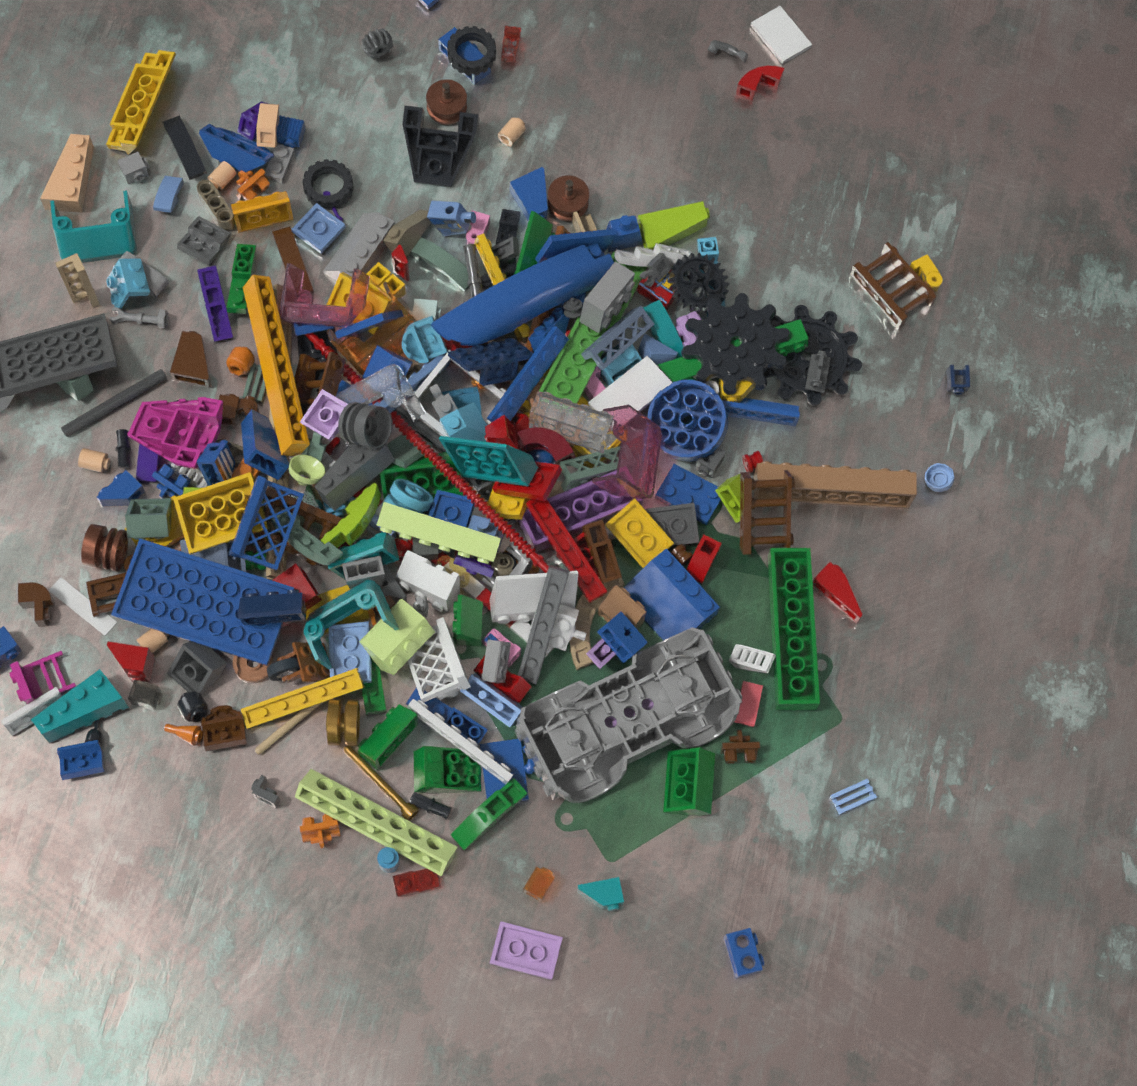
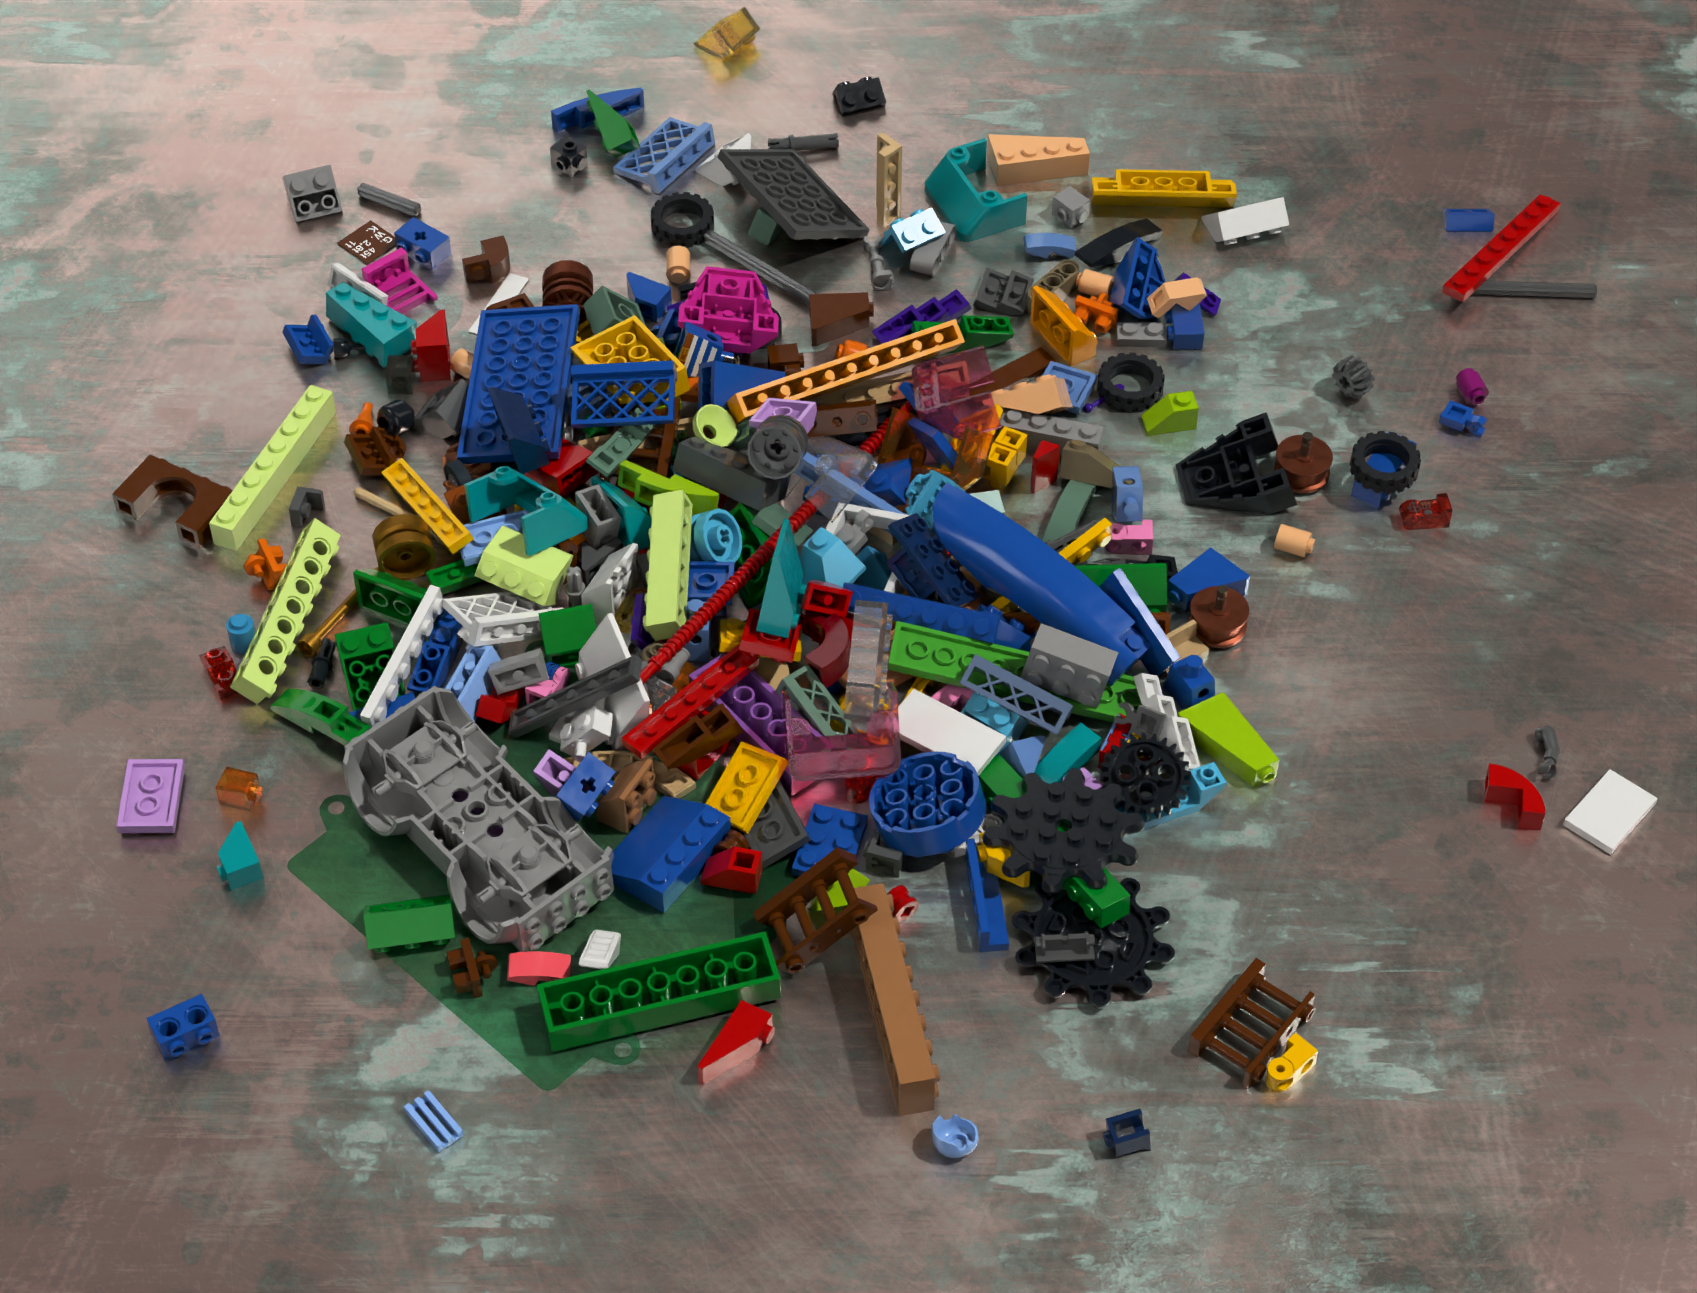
camera: 80 degrees right, 20 degrees down
(27, 432) = (681, 203): none -> black tyre
(192, 57) = (1247, 221): none -> white slope
(217, 809) = (272, 468): none -> yellowish green brick
(238, 864) = (158, 479): none -> reddish brown arch
(334, 251) = (1044, 397): none -> light nougat slope
(370, 168) = (1171, 414): none -> lime slope

